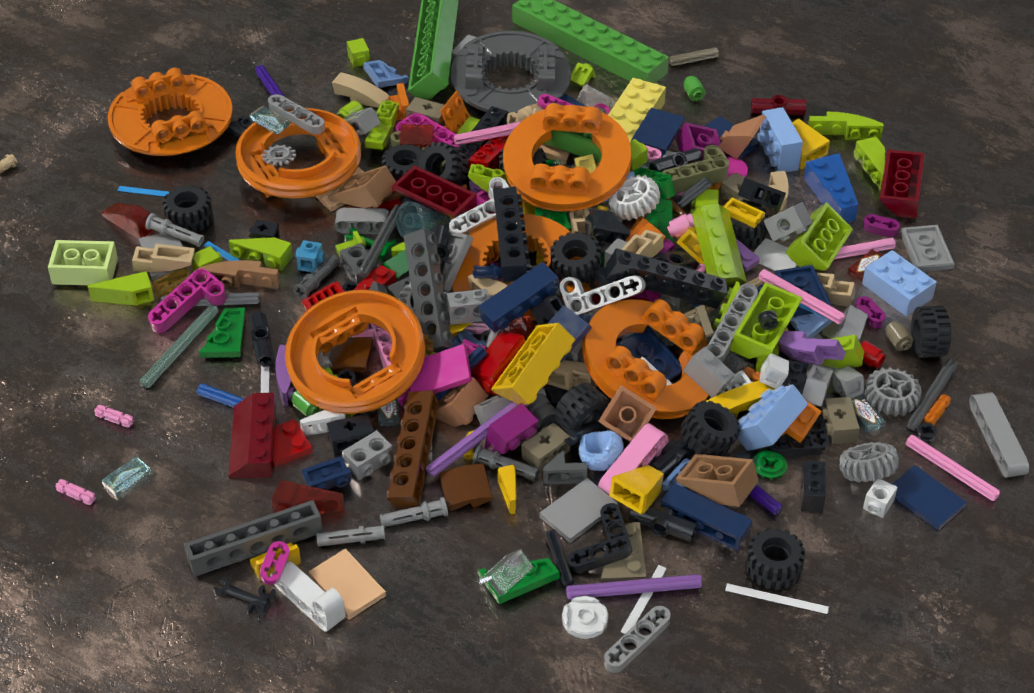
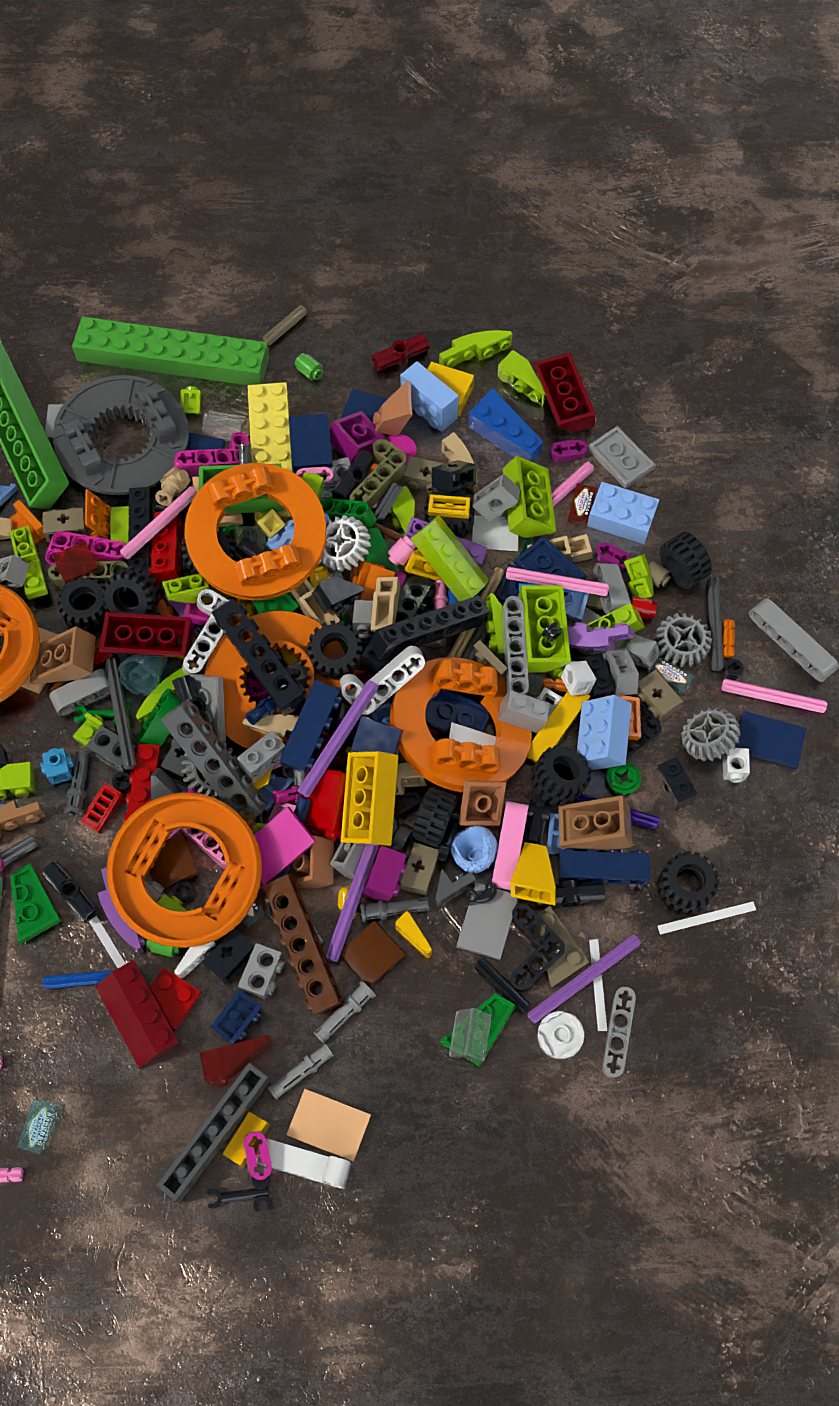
camera: 30 degrees left, 20 degrees up
(535, 313) = (338, 738): none -> medium lavender axle
(590, 488) = (488, 894): none -> black arm
(883, 329) = (640, 575): none -> lime slope

